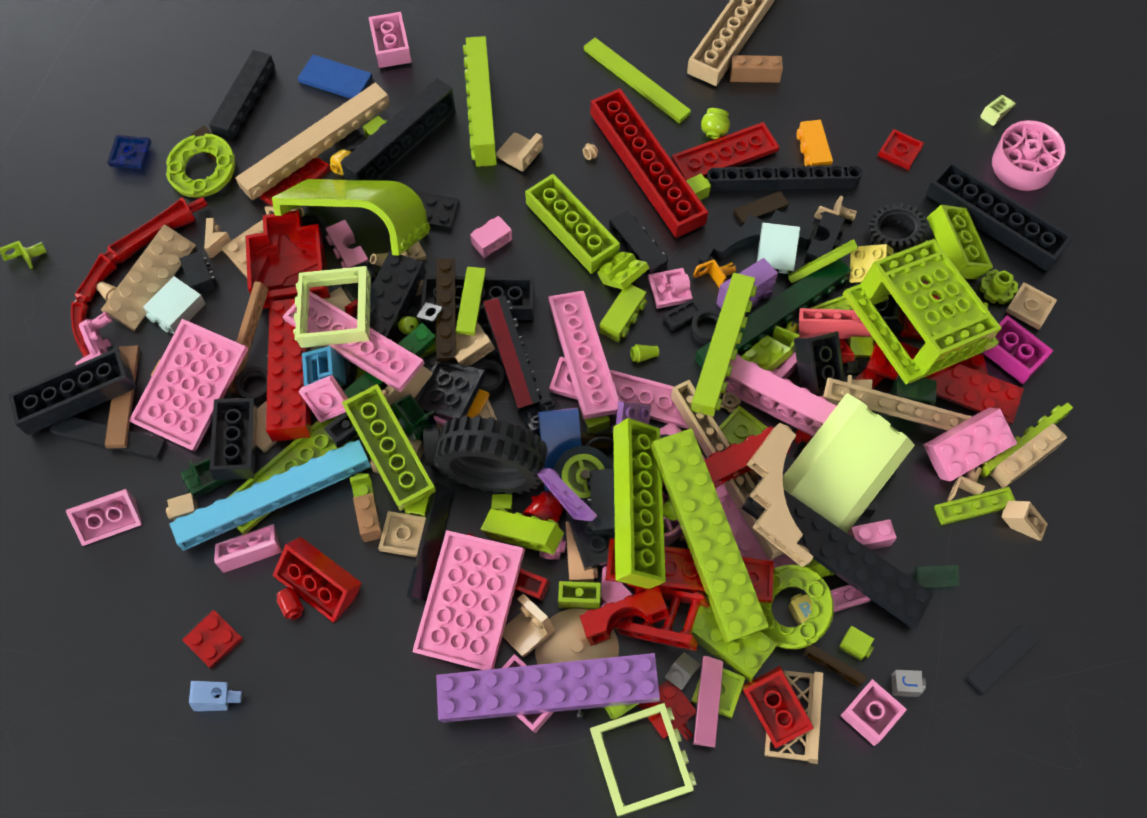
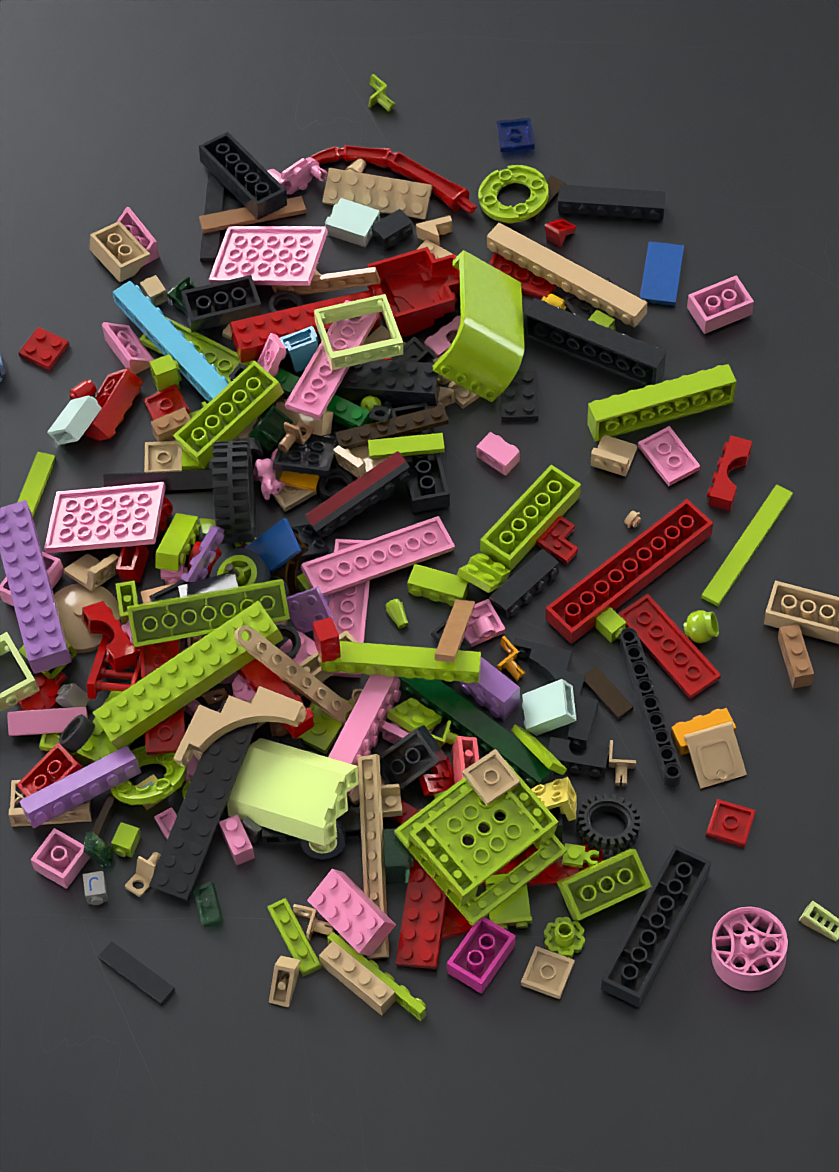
camera: 80 degrees right, 5 degrees down
(116, 534) = (118, 251): none -> tan slope
(260, 139) = (557, 231): none -> red slope
(302, 511) = (165, 372): none -> lime brick
(330, 614) = (74, 420): none -> light aqua brick
(336, 520) = (165, 402): none -> red plate
(393, 676) = (37, 480): none -> lime tile
(429, 393) = (293, 434): none -> medium nougat bracket
(532, 112) = (669, 456): none -> bright pink plate
(580, 82) = (735, 455): none -> red arch
(605, 210) = (555, 541): none -> red plate
(698, 293) = (454, 631): none -> medium nougat tile
(707, 390) = (326, 640): none -> red piece
(726, 434) = (294, 674): none -> tan plate
(746, 658) = (76, 733): none -> black tyre
(804, 675) = (80, 786): none -> medium lavender brick
(839, 141) = (714, 752): none -> tan container
(865, 517) = (252, 828): none -> dark grey tile
(871, 669) = (98, 850): none -> clear green plate
(895, 273) = (491, 777): none -> tan plate
(896, 631) = (144, 873): none -> tan bracket

